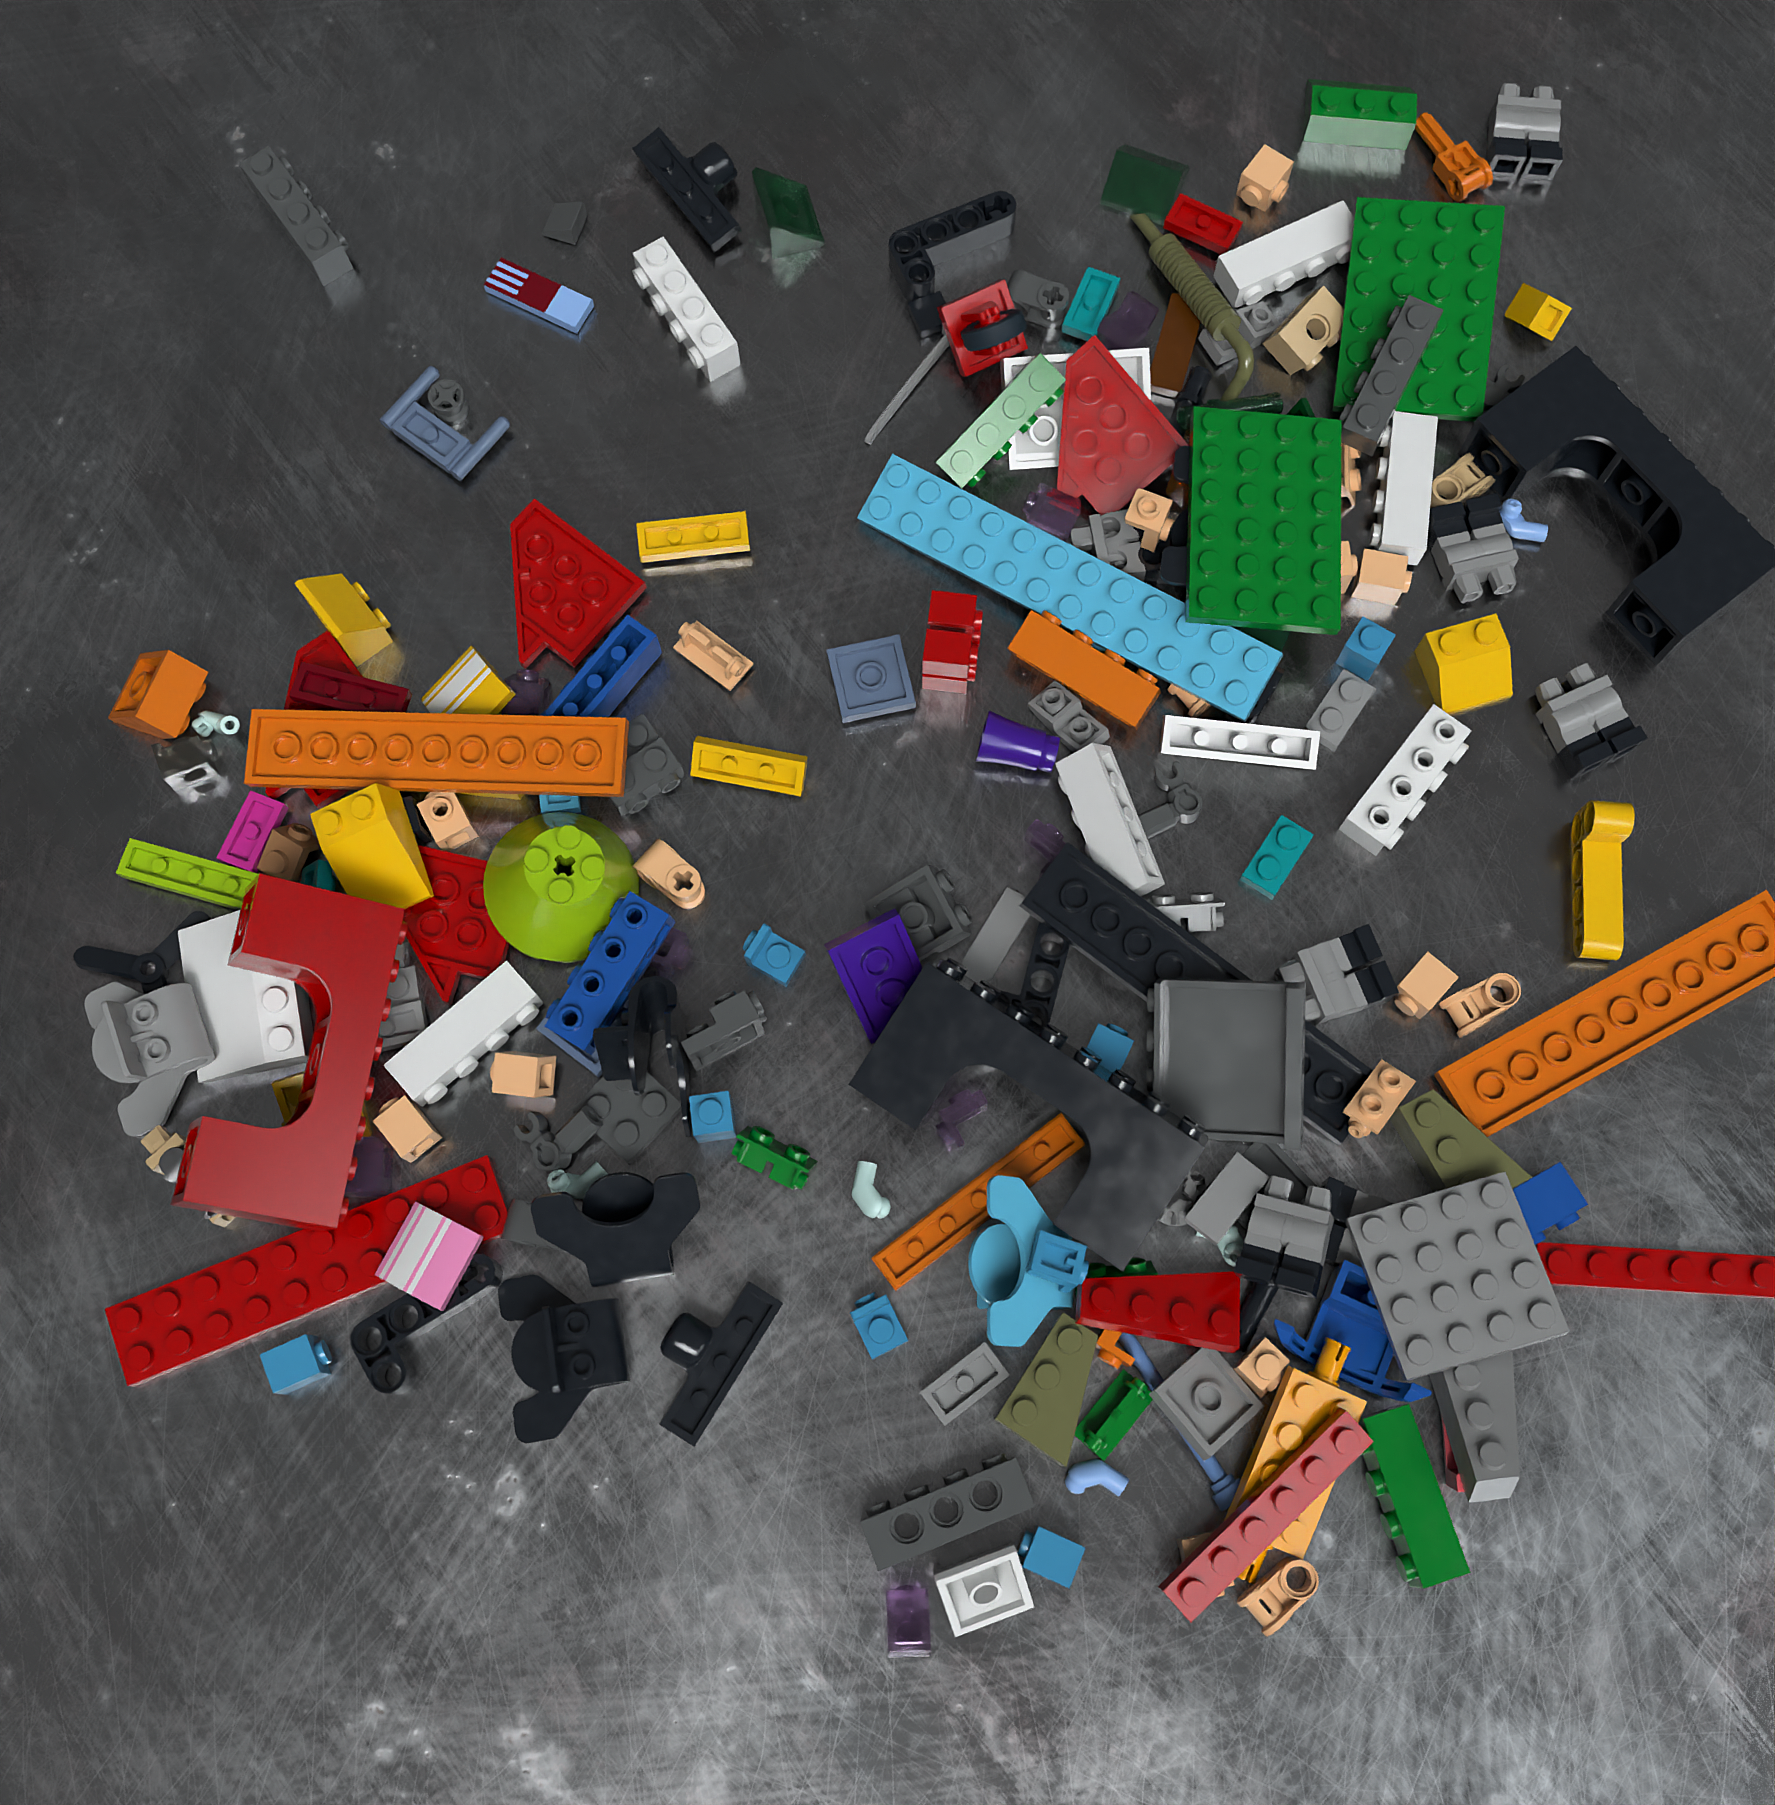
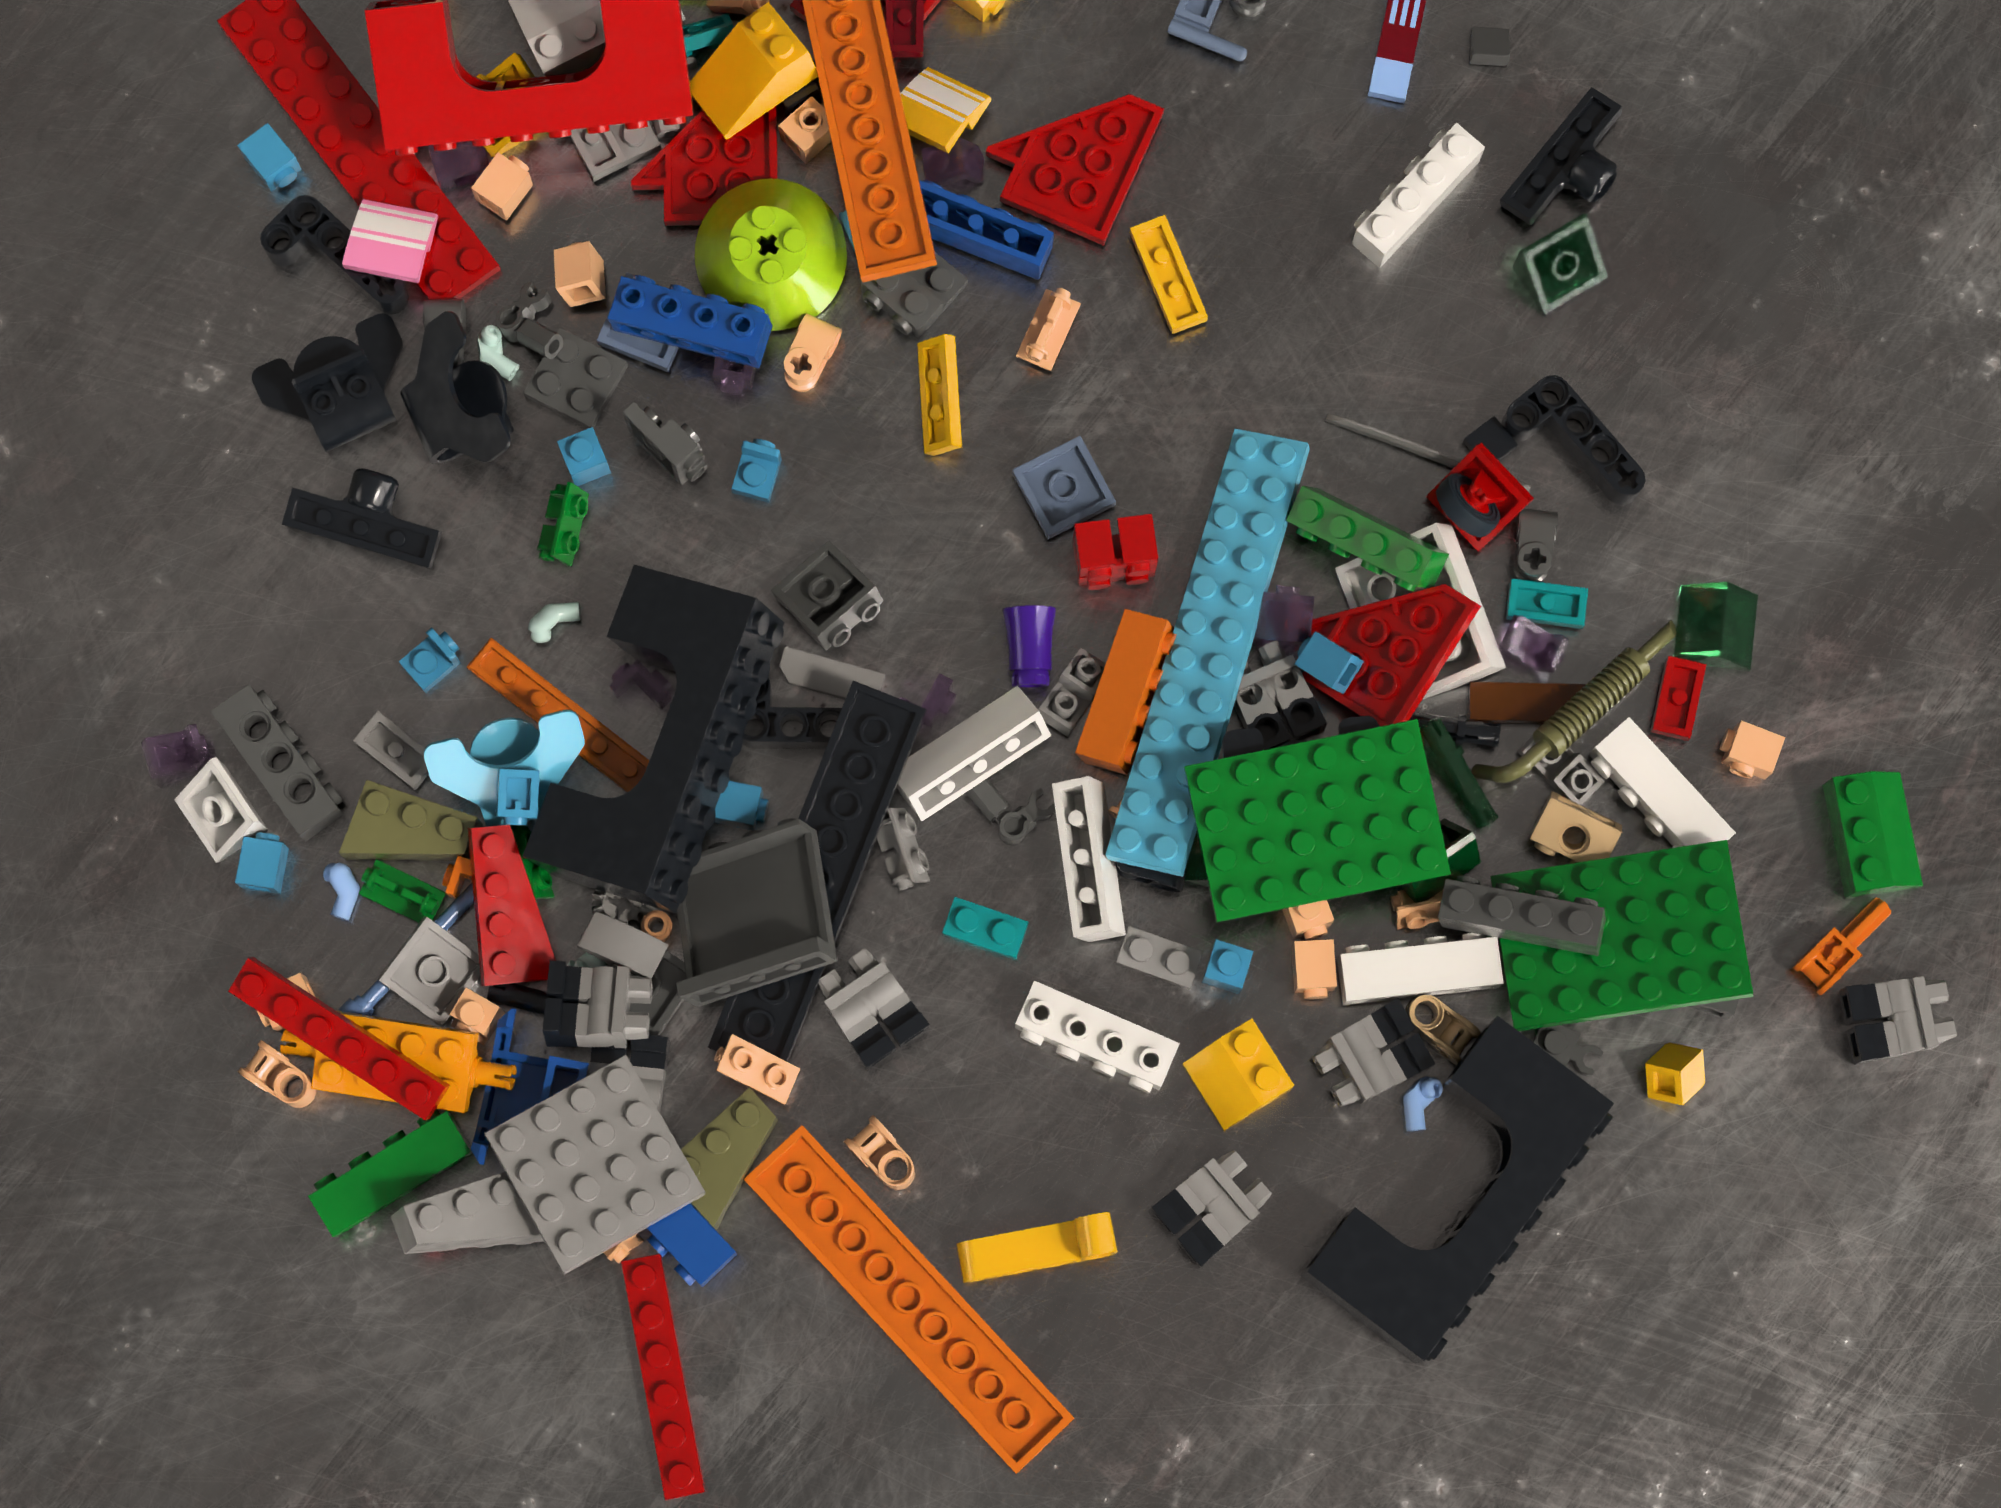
camera: 70 degrees right, 5 degrees up
(463, 1035) = (603, 209): white brick -> none
(651, 1009) = (635, 373): black piece -> none
(875, 969) = (758, 561): dark purple plate -> none
(1106, 484) = (1328, 662): none -> dark azure brick
(1150, 514) = (1293, 709): light nougat bracket -> none
(1217, 1154) = (654, 917): none -> medium nougat pin
(1423, 986) = (884, 1094): light nougat brick -> none

